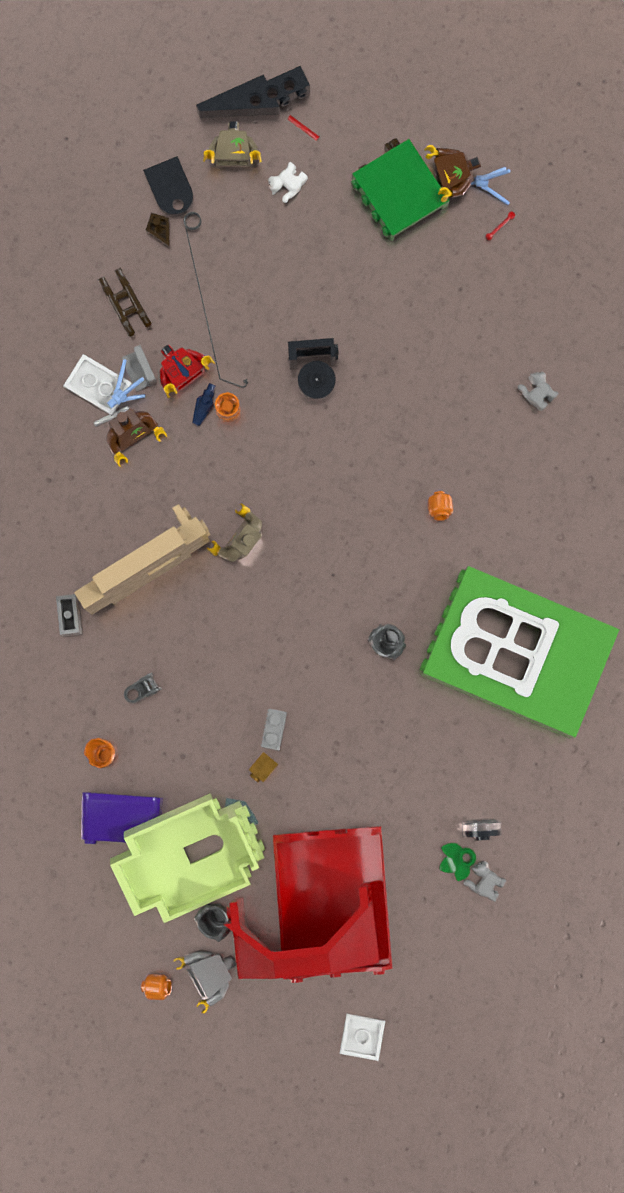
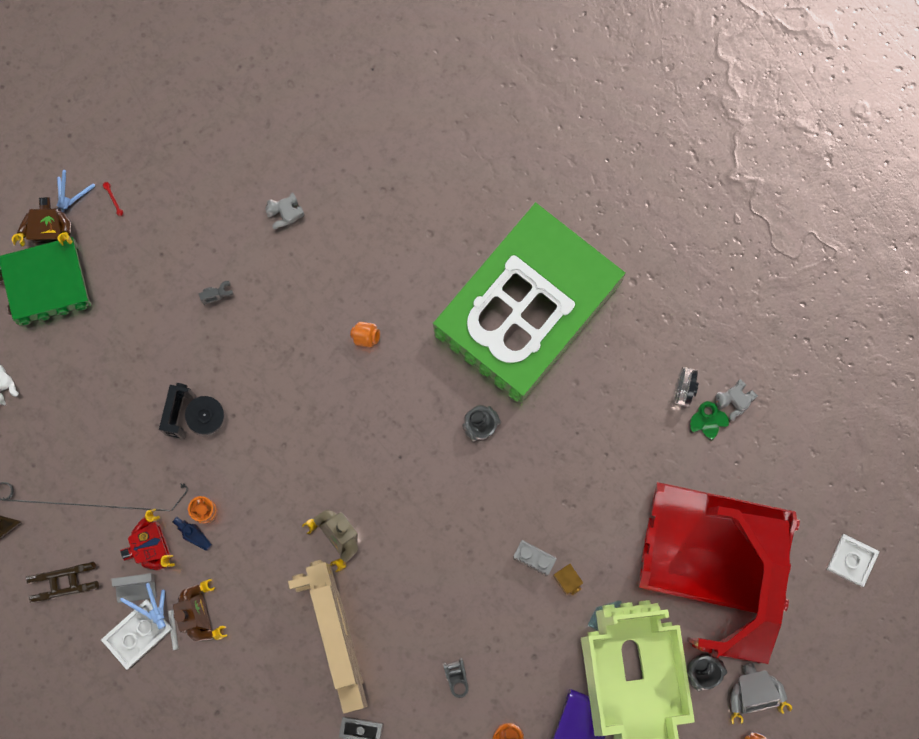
camera: 70 degrees left, 5 degrees down
(434, 348) = (213, 294): none -> dark grey plate

